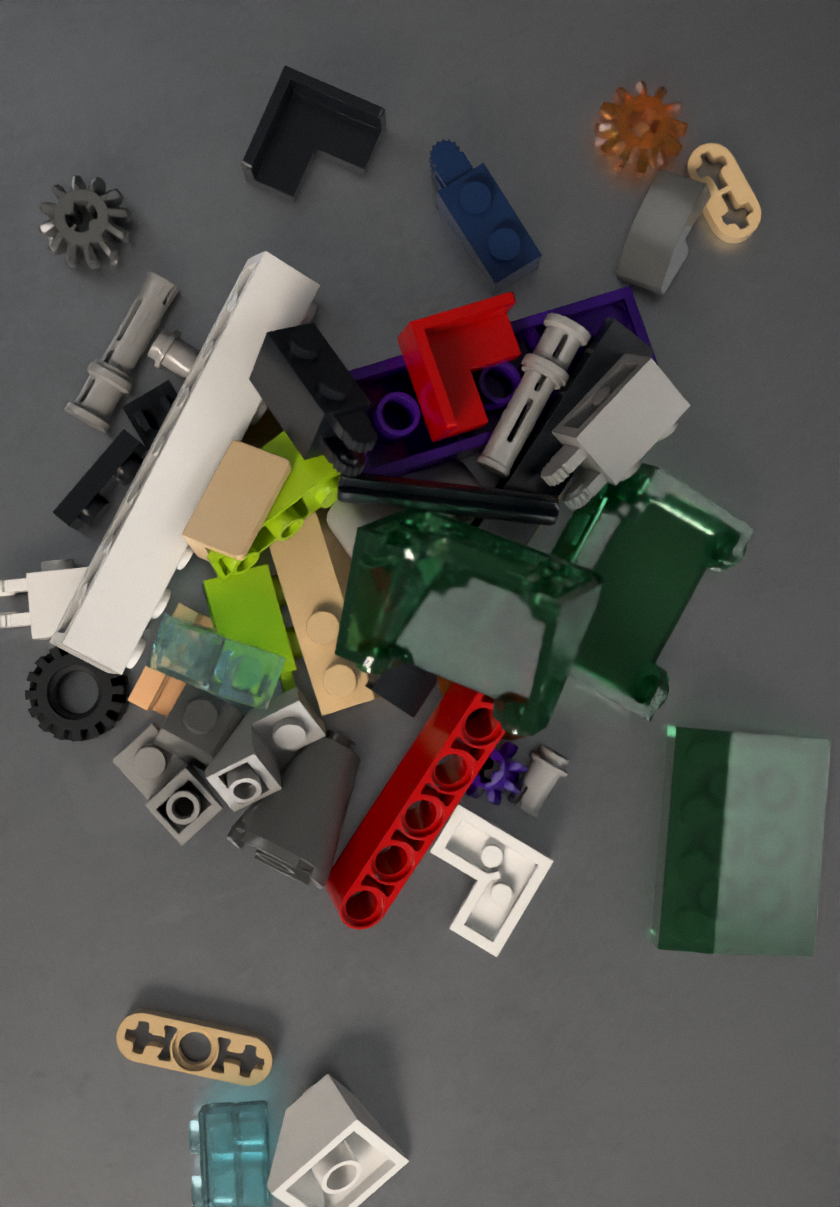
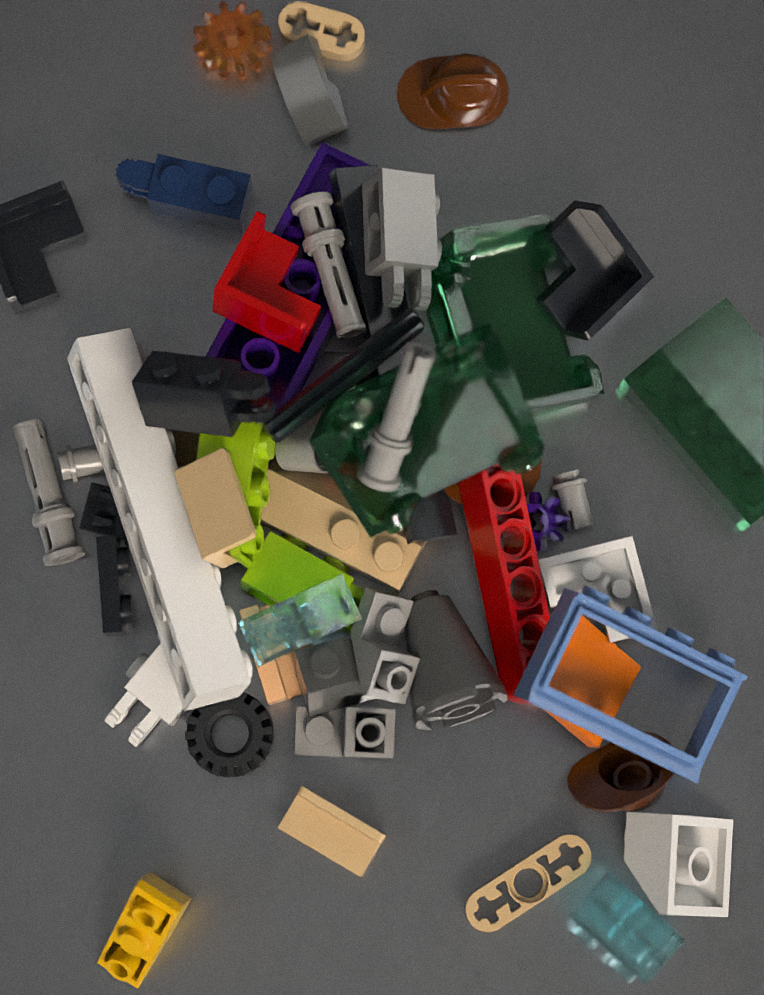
camera: 45 degrees left, 5 degrees down
(82, 850) = (331, 831): none -> tan panel
(354, 1041) = (617, 779): none -> reddish brown piece
(397, 934) = (593, 674): none -> orange tile
(431, 590) = (391, 437): none -> light grey pin
(478, 941) = (634, 624): none -> medium blue window
(746, 621) = (600, 273): none -> black panel
(779, 349) = (452, 92): none -> reddish brown piece

